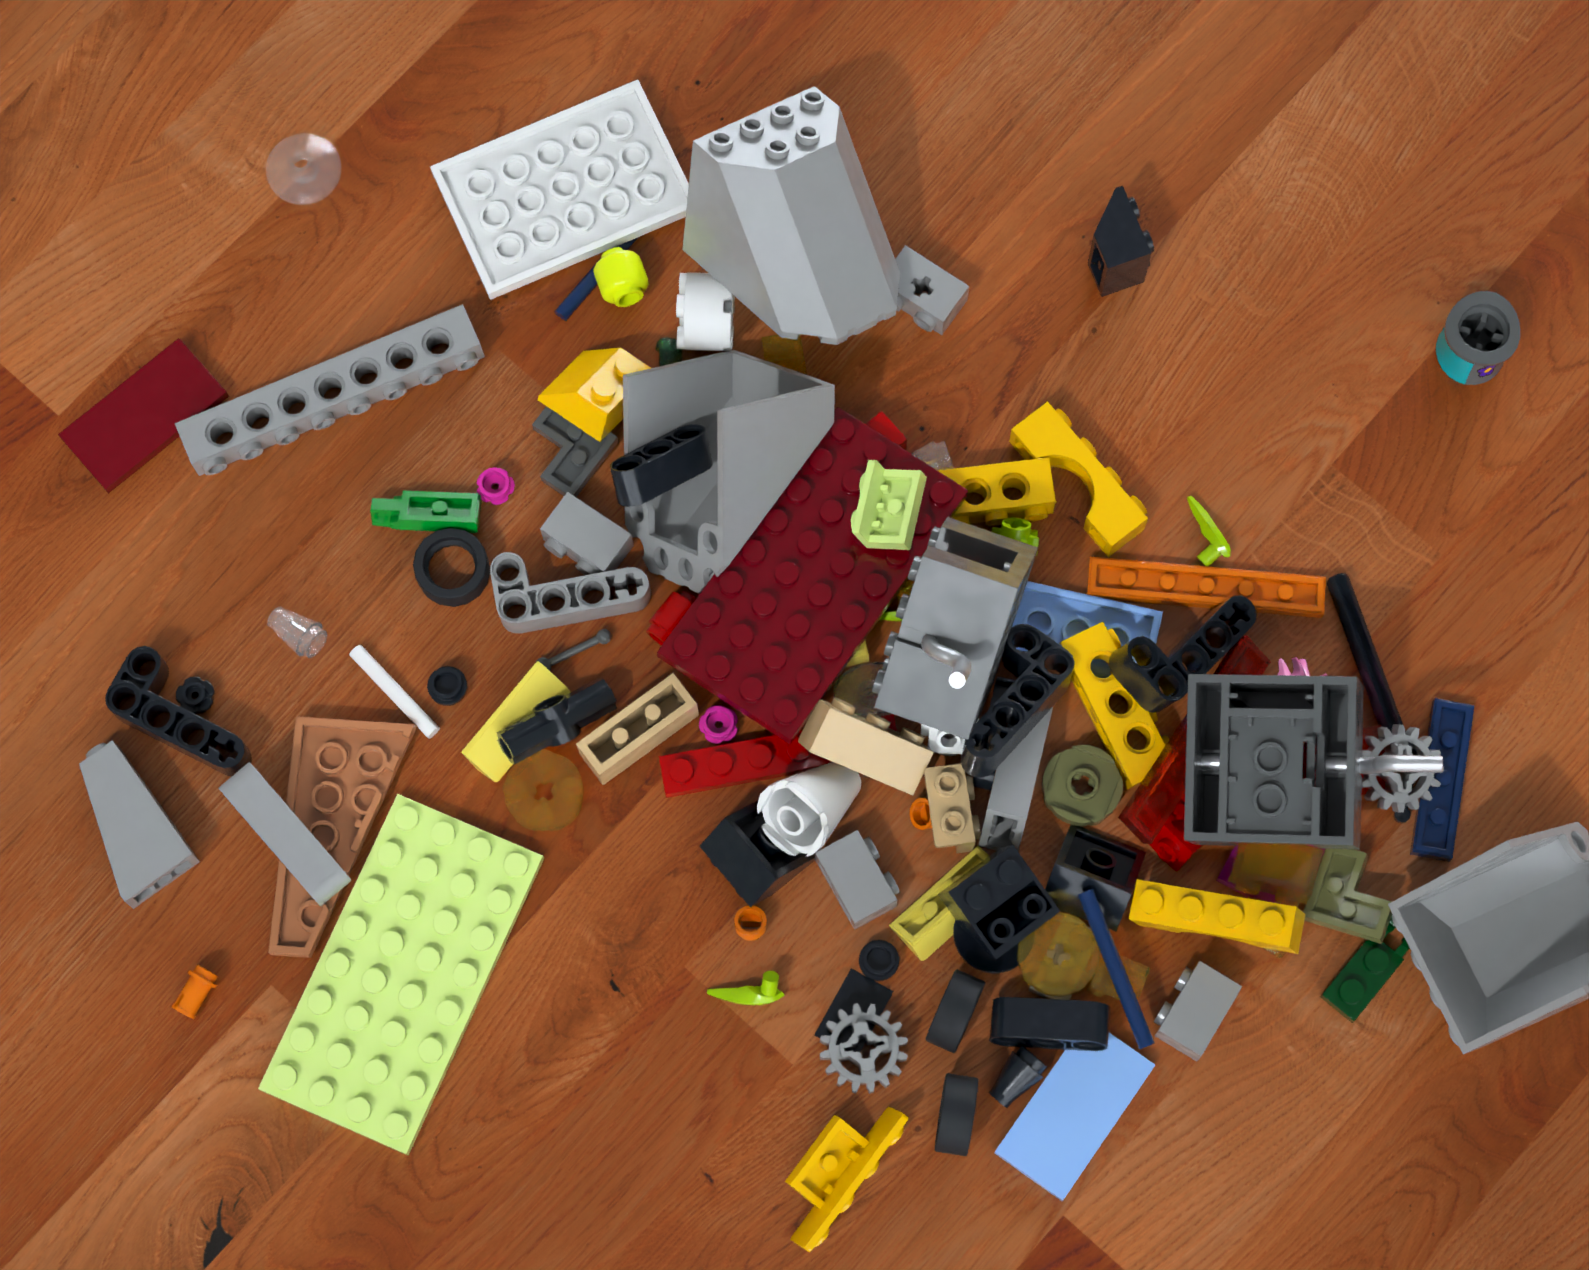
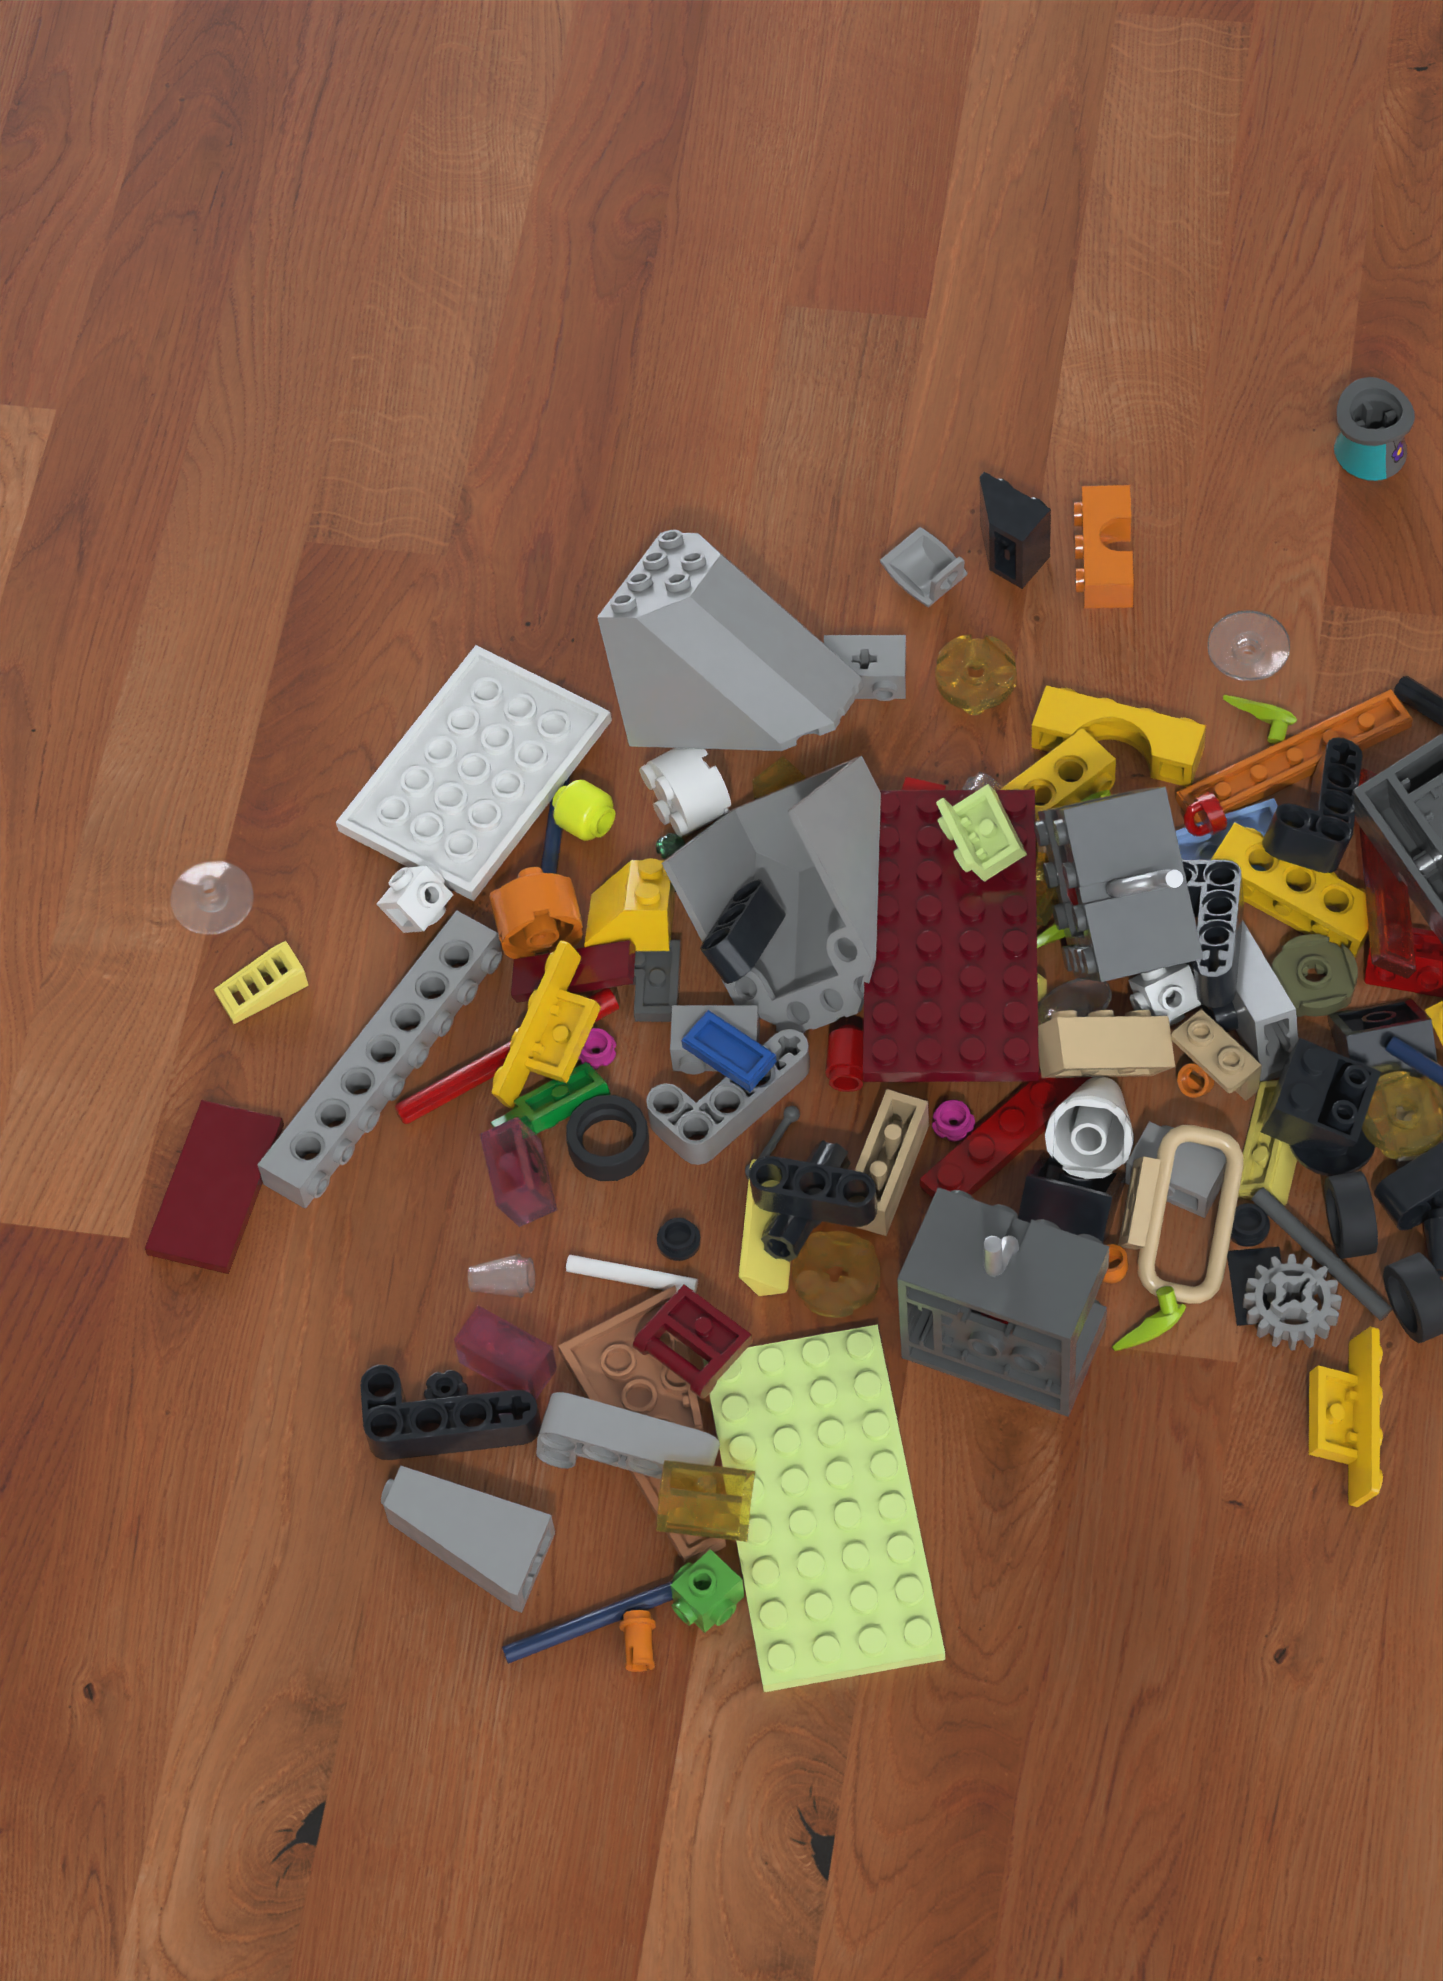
camera: 30 degrees left, 15 degrees down
(174, 951) = (586, 1623): none -> dark blue bar
(253, 697) = (505, 1353): none -> clear pink brick
(276, 995) = (706, 1592): none -> bright green brick
(300, 254) = (265, 965): none -> light yellow slope
(303, 922) = (705, 1500): none -> clear yellow brick
(361, 555) = (518, 1172): none -> clear pink brick
(403, 780) = (702, 1330): none -> dark red plate
(424, 448) = (476, 1072): none -> red axle
(444, 271) = (415, 898): none -> white brick
(463, 452) = (551, 1030): none -> yellow bracket
(518, 411) = (599, 968): none -> dark red tile
(520, 346) = (536, 913): none -> orange brick
(538, 712) = (828, 1205): none -> black beam
(580, 560) = (729, 1051): none -> blue tile
(627, 912) = (1002, 1300): none -> dark grey piece
(806, 898) = (1147, 1205): none -> tan bar
(916, 1023) = (1322, 1254): none -> dark grey bar
(1022, 334) = (981, 692): none -> clear yellow plate
(1030, 231) = (924, 567): none -> light grey piece
(1097, 595) = (1210, 814): none -> red tile
(1205, 278) = (1105, 573): none -> orange arch
(1239, 449) = (1253, 633): none -> clear dish

